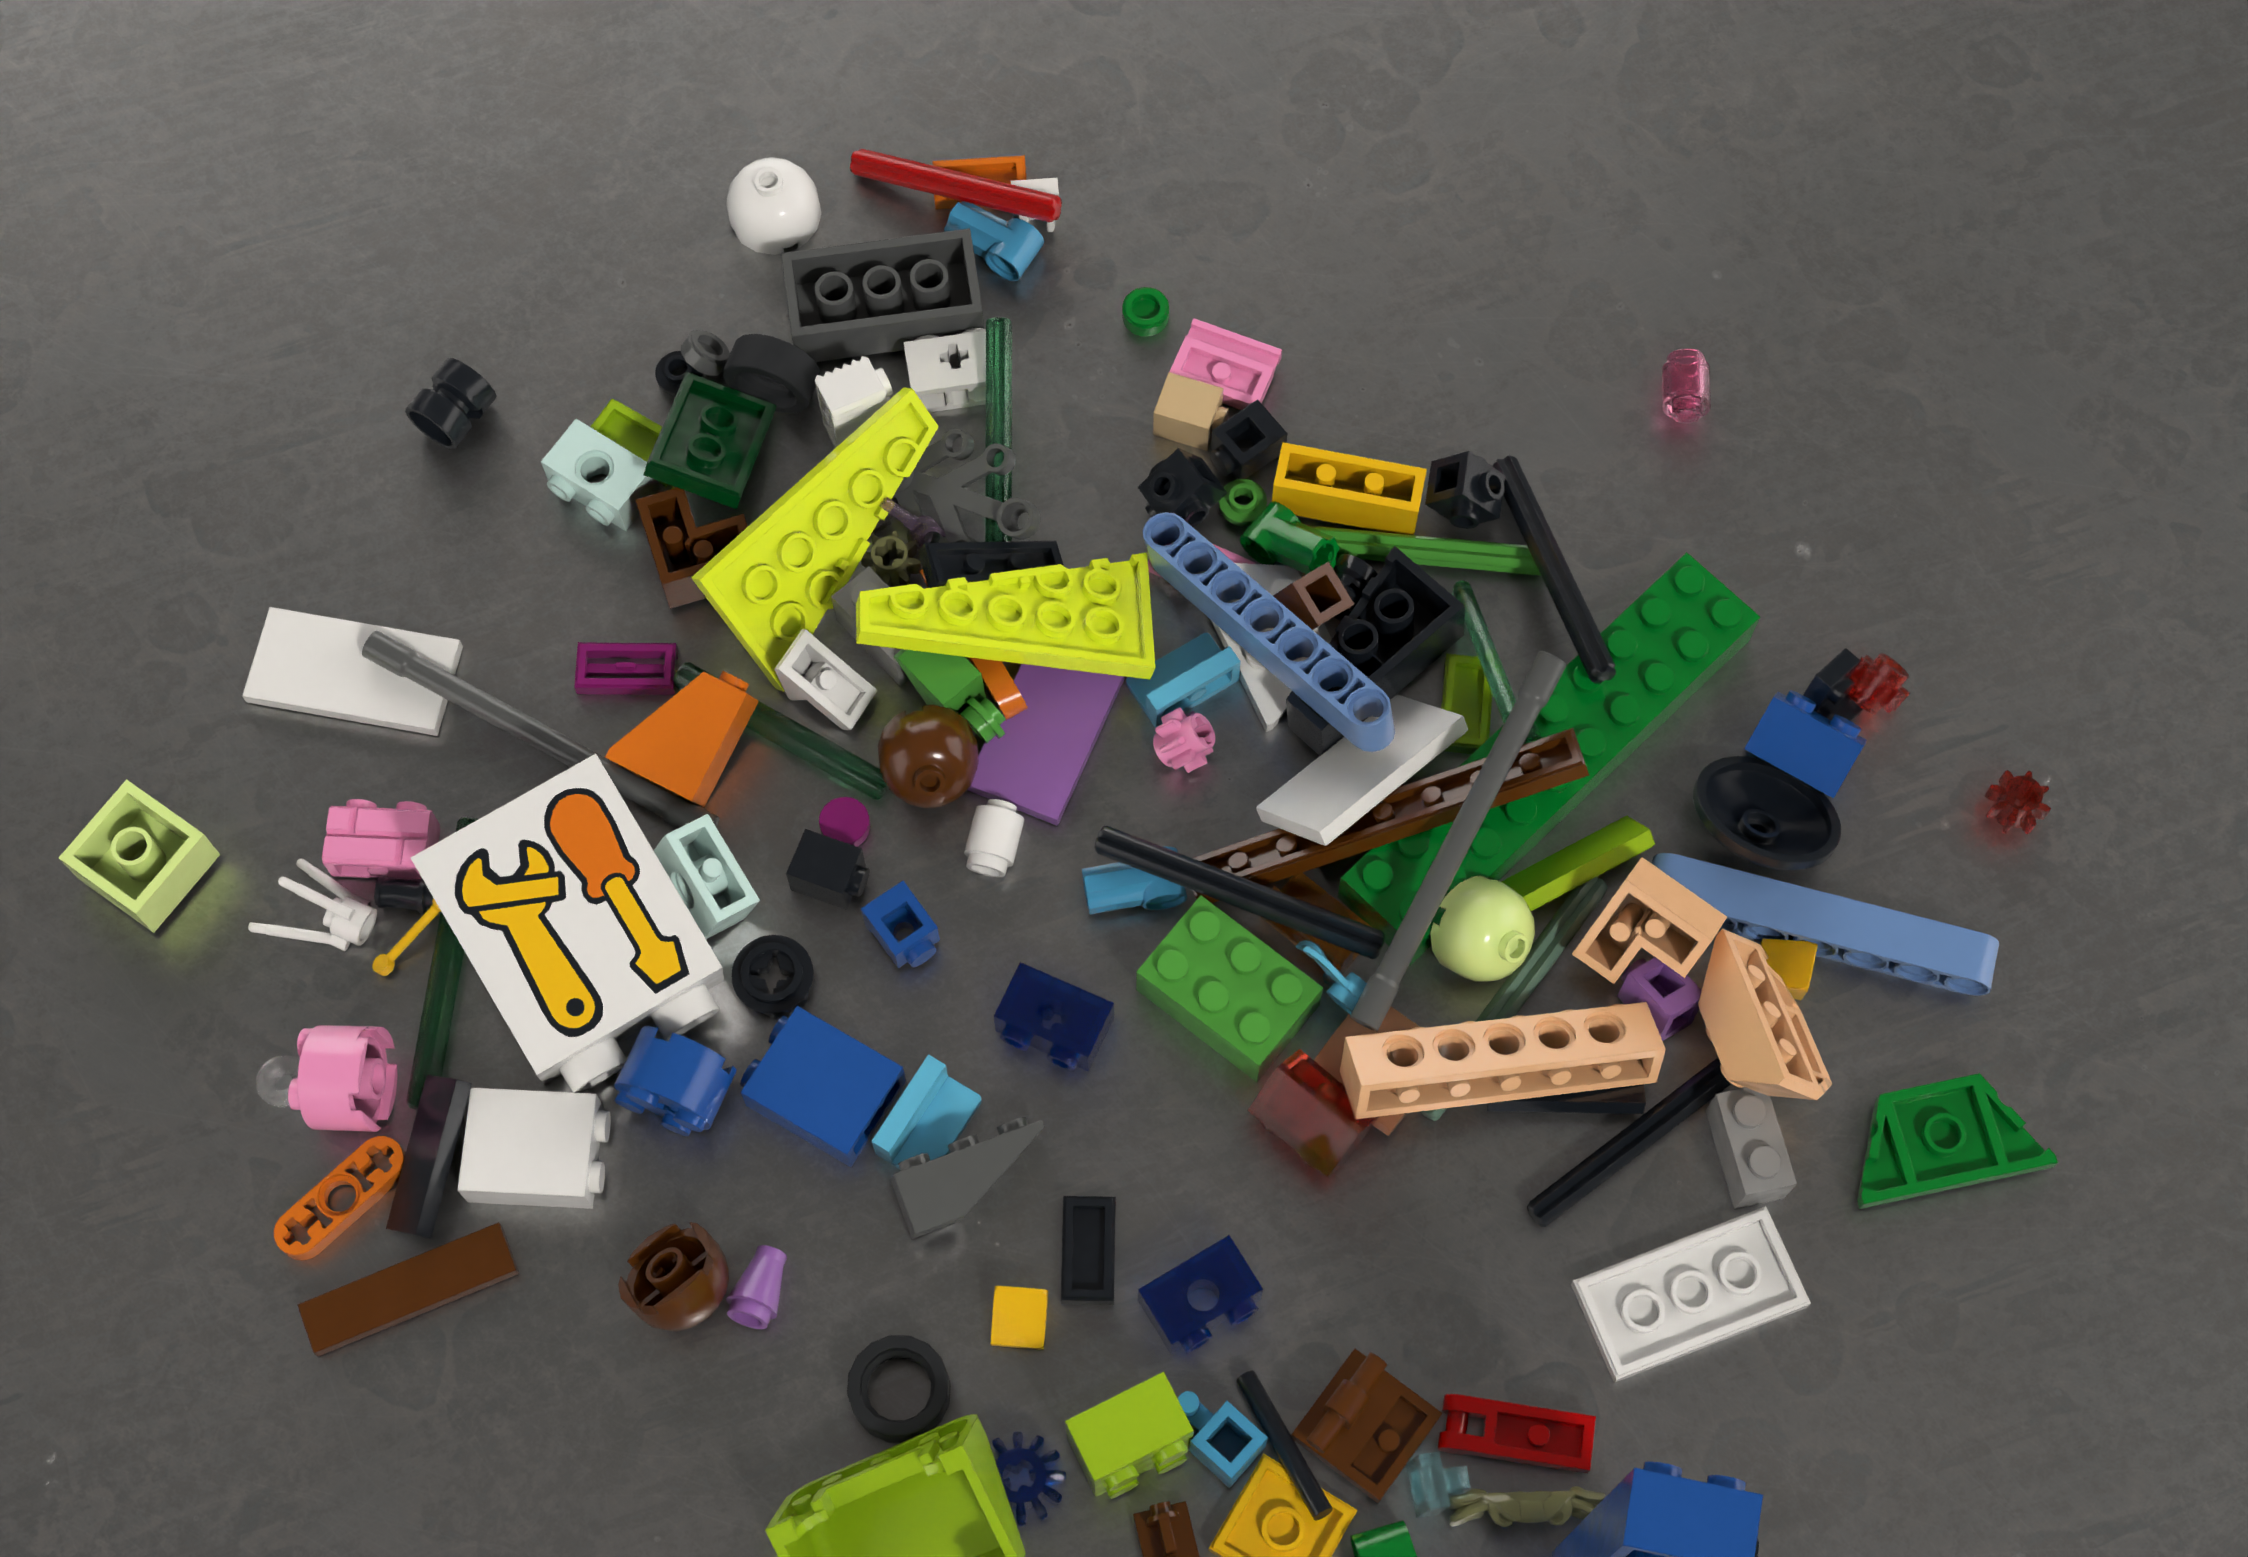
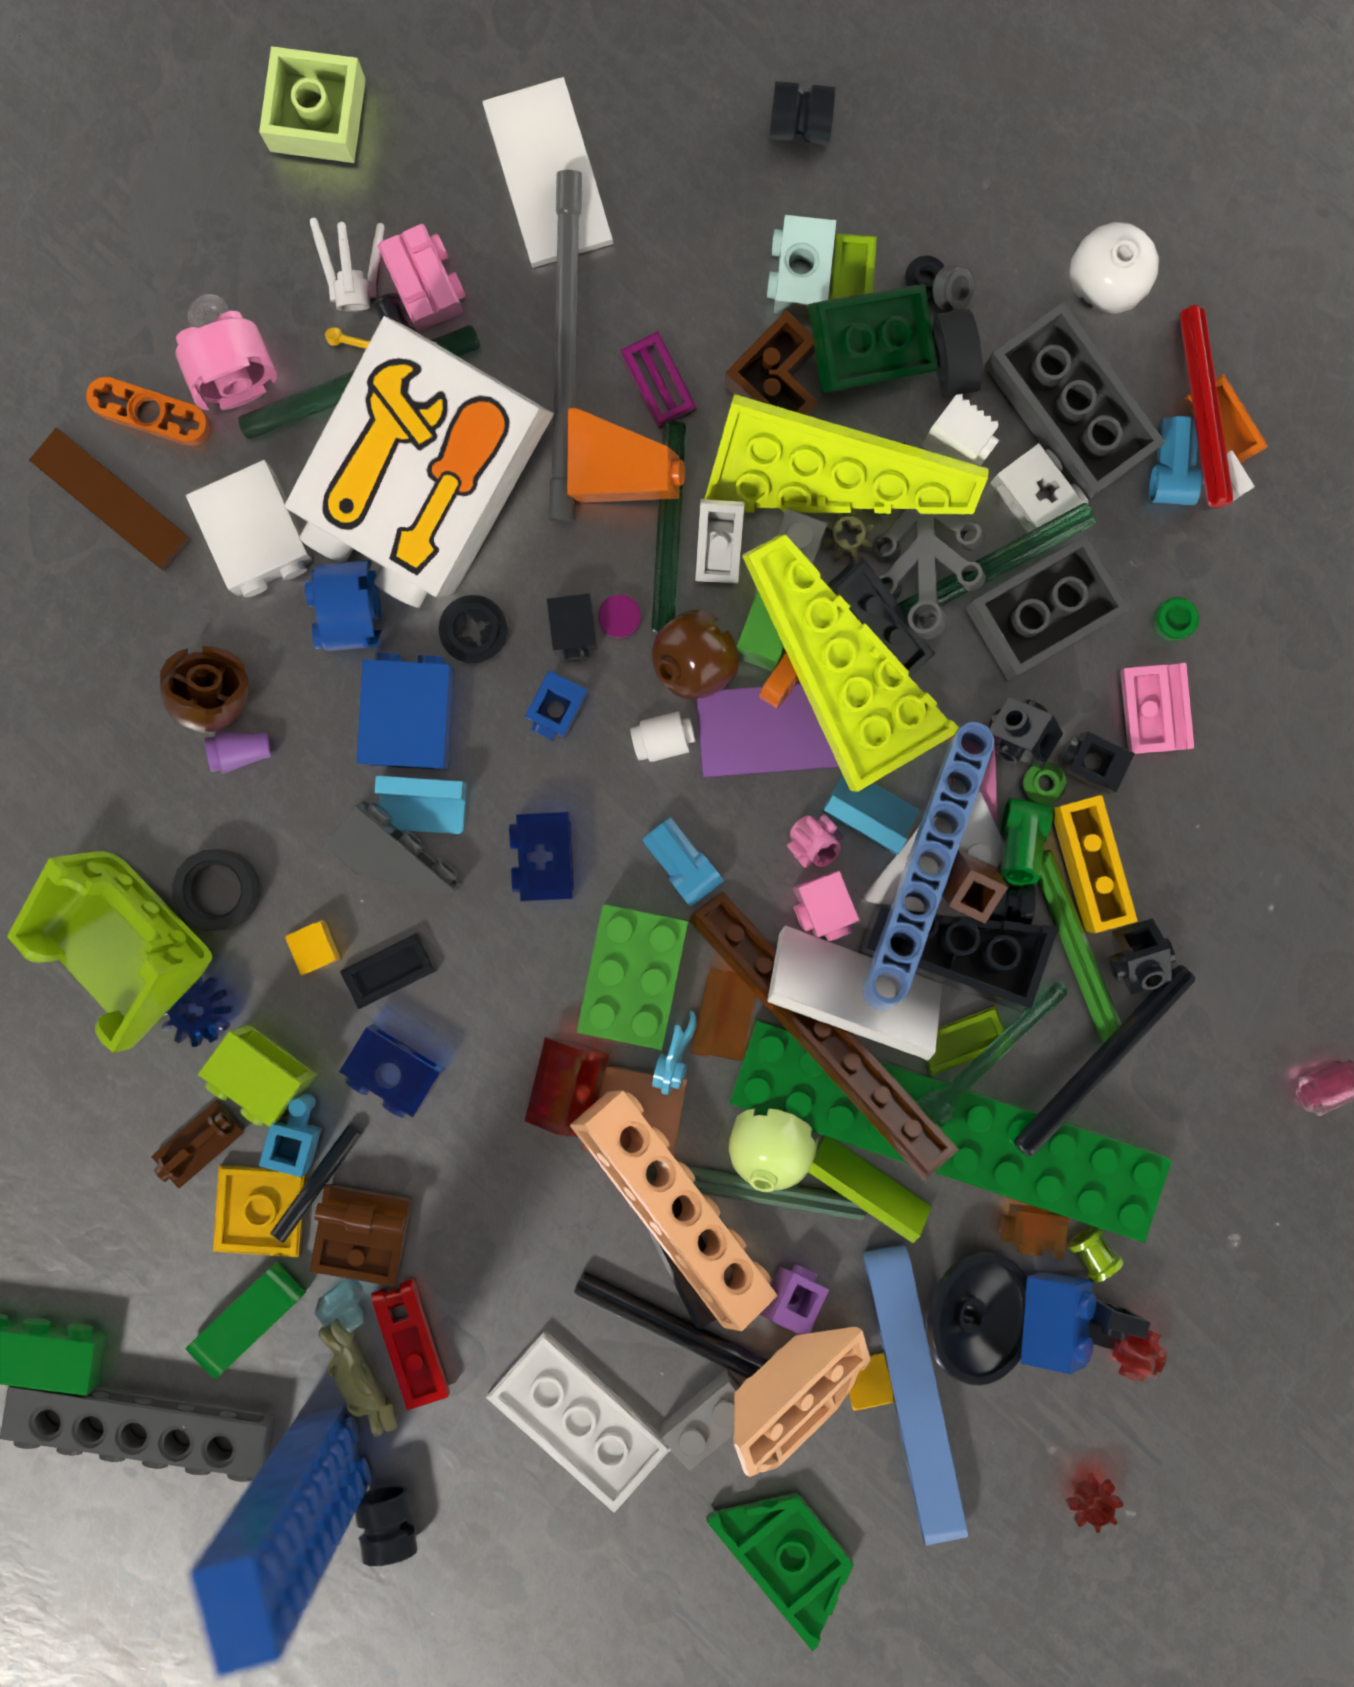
camera: 60 degrees right, 20 degrees up
(429, 1156) = (204, 458): black tile -> none
(706, 876) = (513, 539): light aqua brick -> none
(917, 525) = (886, 543): hand -> none
(984, 719) = (749, 680): bright green plate -> none
(1069, 413) = (1047, 607): none -> dark grey brick
(1188, 411) = (1100, 702): tan brick -> none
(1240, 892) = (704, 950): black axle -> none
(1256, 755) = (825, 906): none -> bright pink brick
(1384, 983) = (961, 1110): dark grey piece -> none
(1650, 914) = (844, 1272): light nougat brick -> none
(1701, 722) = (1035, 1231): none -> clear orange brick
(1752, 678) = (1095, 1254): none -> lime bush

